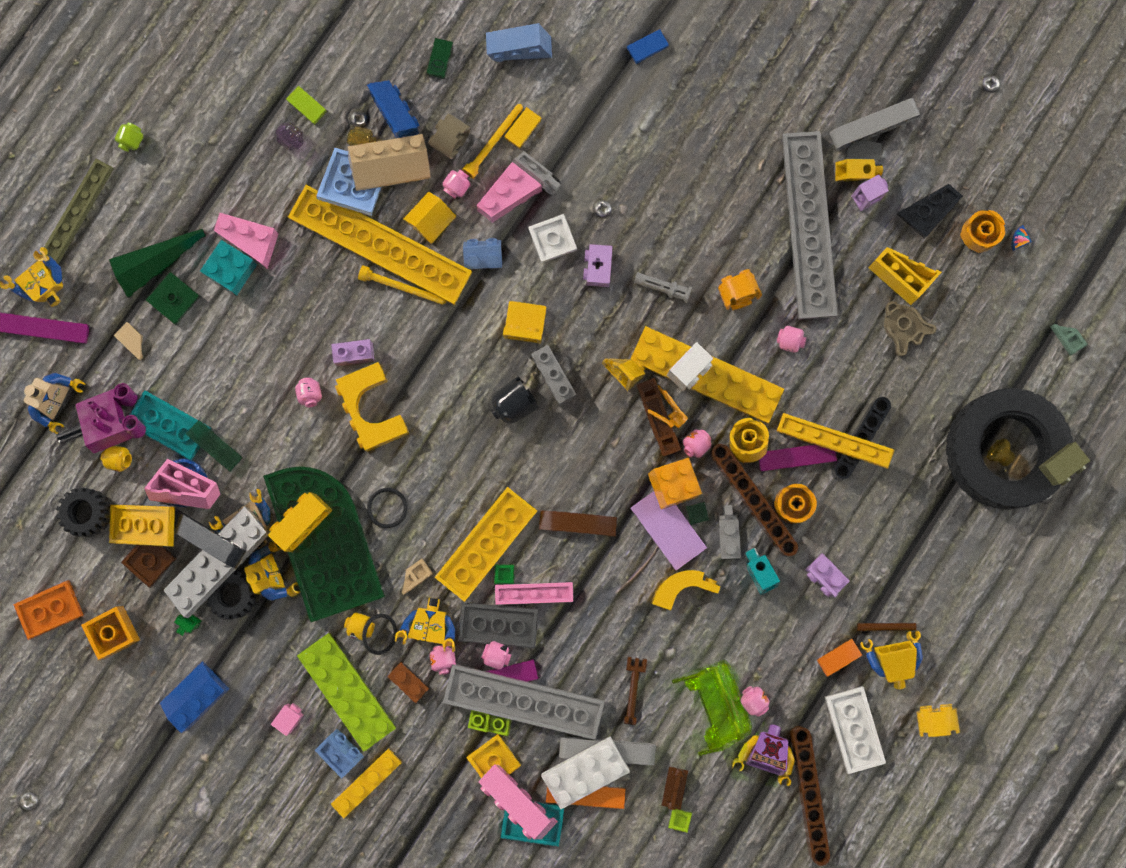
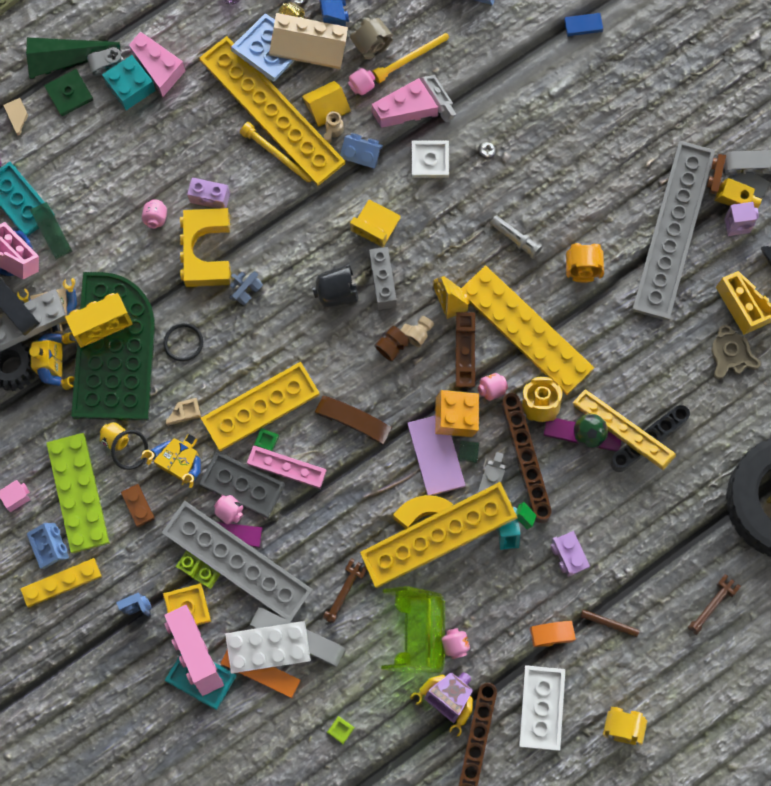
camera: 25 degrees right, 10 degrees down
(194, 255) = (103, 61): none -> light grey piece
(428, 424) = (251, 281): none -> sand blue hips
(441, 660) = (176, 494): bright pink head -> none
(442, 783) = (132, 603): none -> medium blue bracket
(447, 240) = (333, 125): none -> tan piece
(523, 128) = (441, 55): yellow tile -> none
(587, 436) = (392, 343): none -> reddish brown wheel
(601, 276) = (462, 207): lavender brick -> none
(606, 418) = (418, 333): none -> tan piece
(674, 788) = (347, 697): reddish brown hinge -> none
(676, 417) = (483, 355): light orange plant -> none
(691, 364) = (511, 311): white brick -> none
(703, 608) = (438, 535): none -> yellow plate
(776, 560) = (525, 515): none -> green tile
(791, 339) = (617, 324): bright pink head -> none
(801, 495) = (571, 482): light orange brick -> none
(806, 454) = (590, 430): none -> dark green piece
(830, 149) = (714, 181): none -> dark orange plate
(896, 661) = (606, 656): yellow torso -> none
(979, 556) = (725, 589): none -> reddish brown hinge

